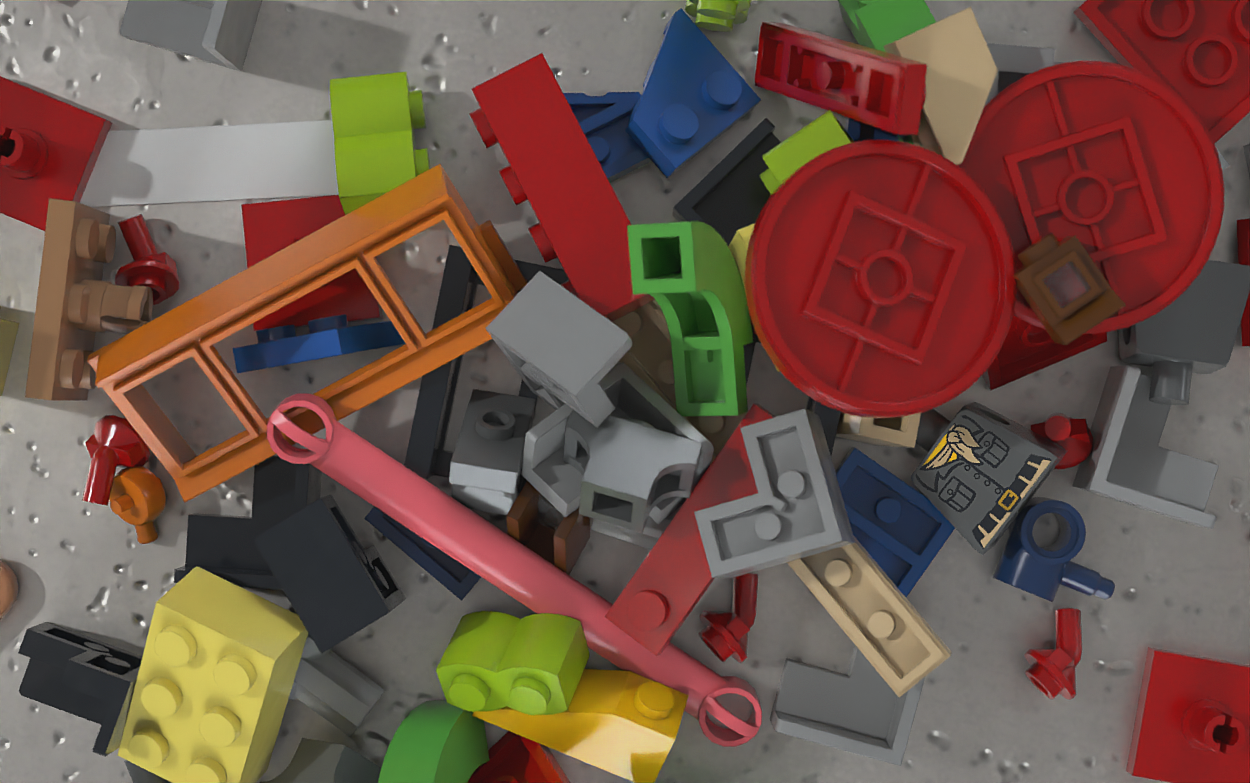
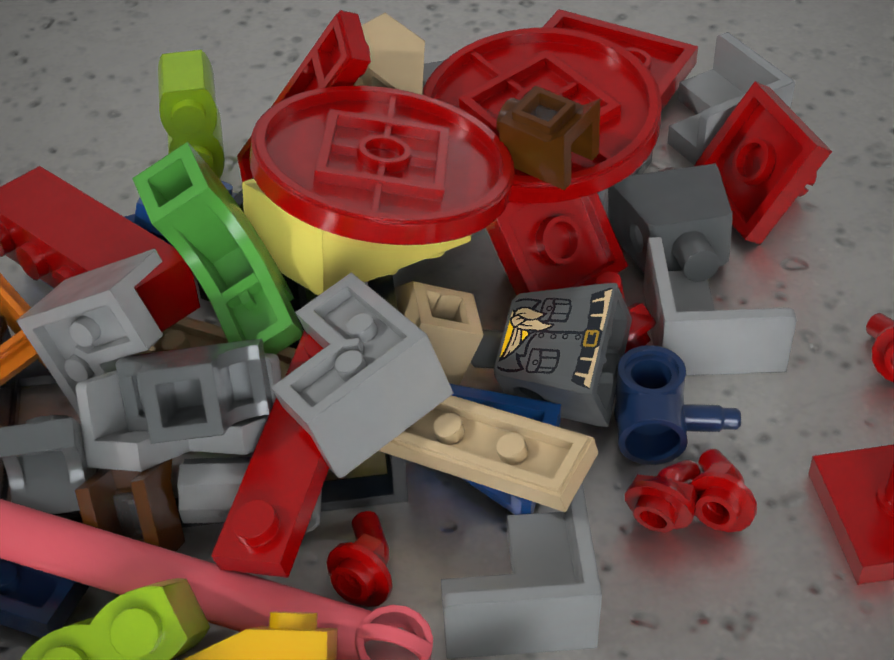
camera: 20 degrees left, 45 degrees down
(1002, 653) = (665, 499): none -> red plate

